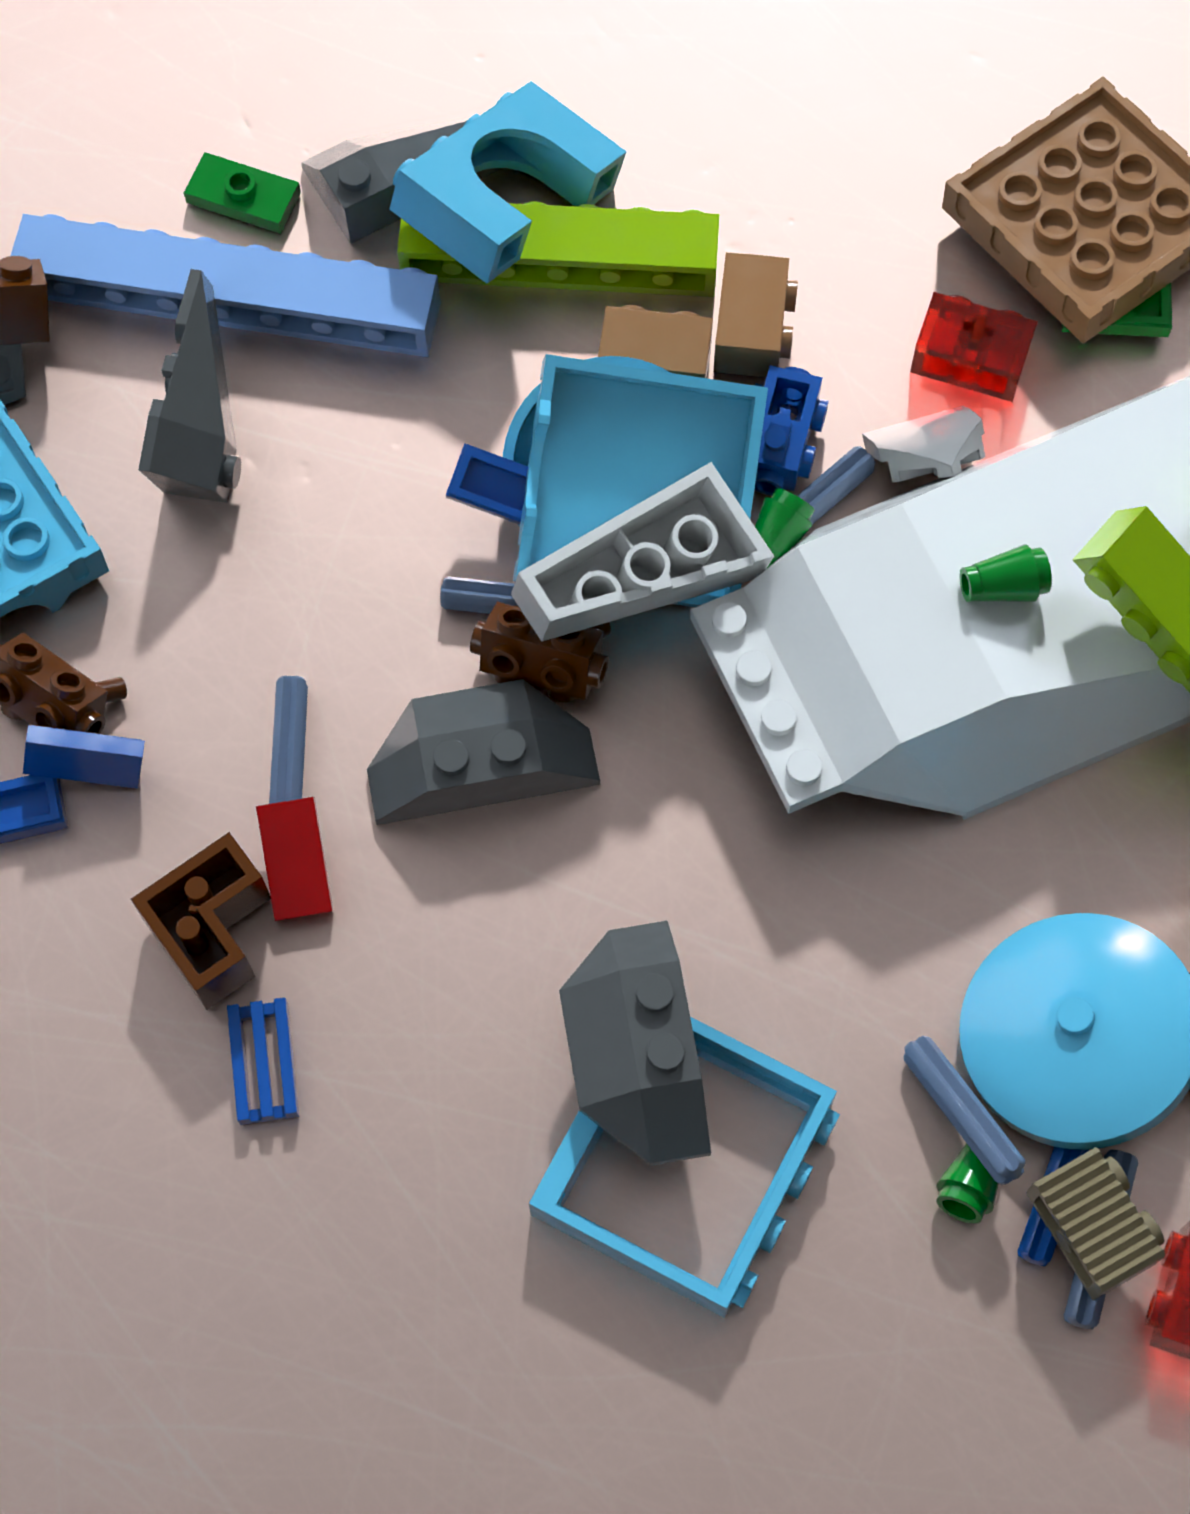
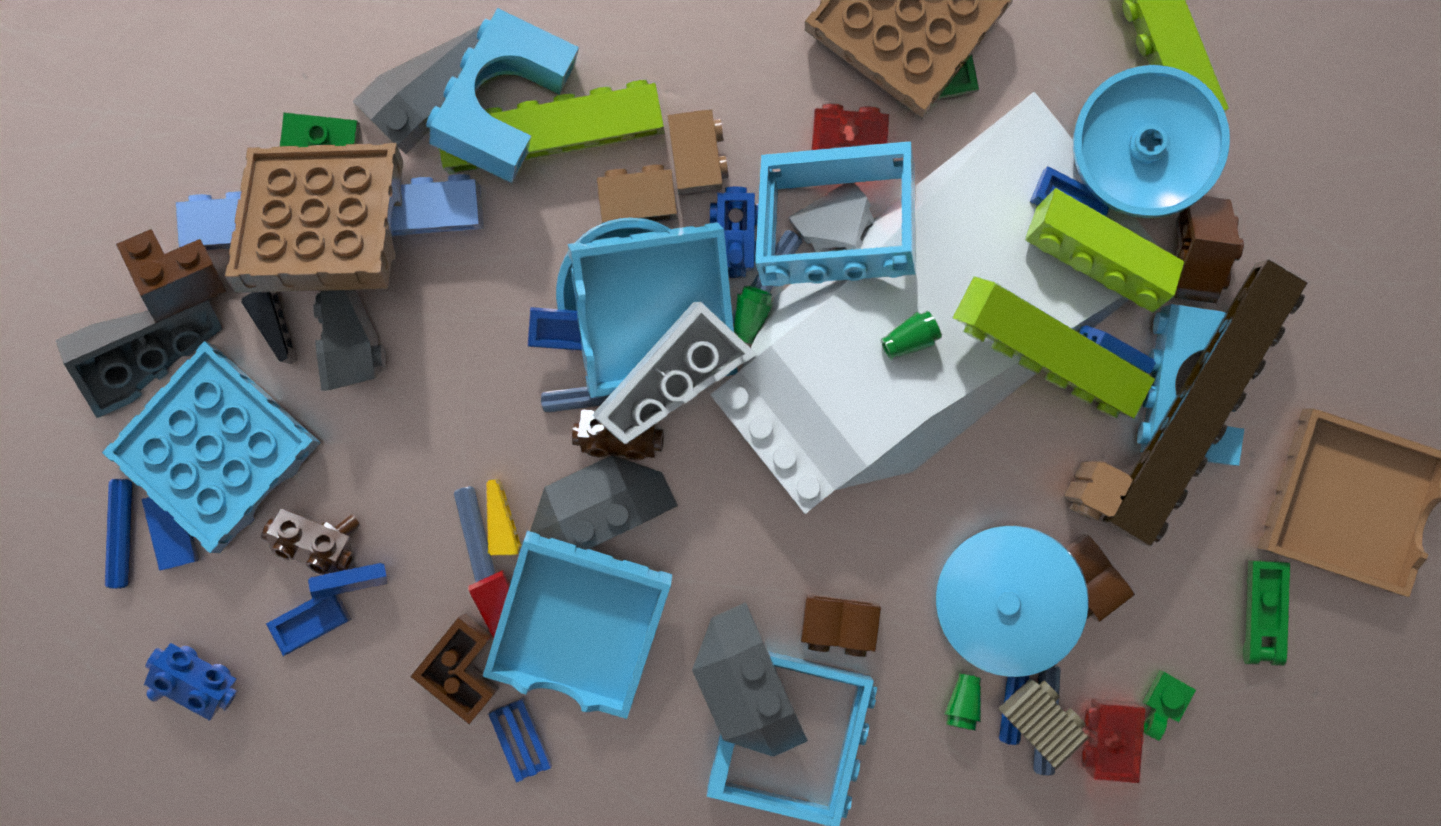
camera: 20 degrees left, 20 degrees up
(95, 384) = (269, 318): none -> black slope
(206, 257) = (315, 218): none -> medium nougat piece
(328, 749) = (500, 524): none -> yellow slope
(401, 895) = (577, 624): none -> medium azure piece
(803, 1004) = (840, 624): none -> reddish brown brick
(934, 373) = (830, 168): none -> medium azure window
(964, 1110) = (951, 669): sand blue axle -> none

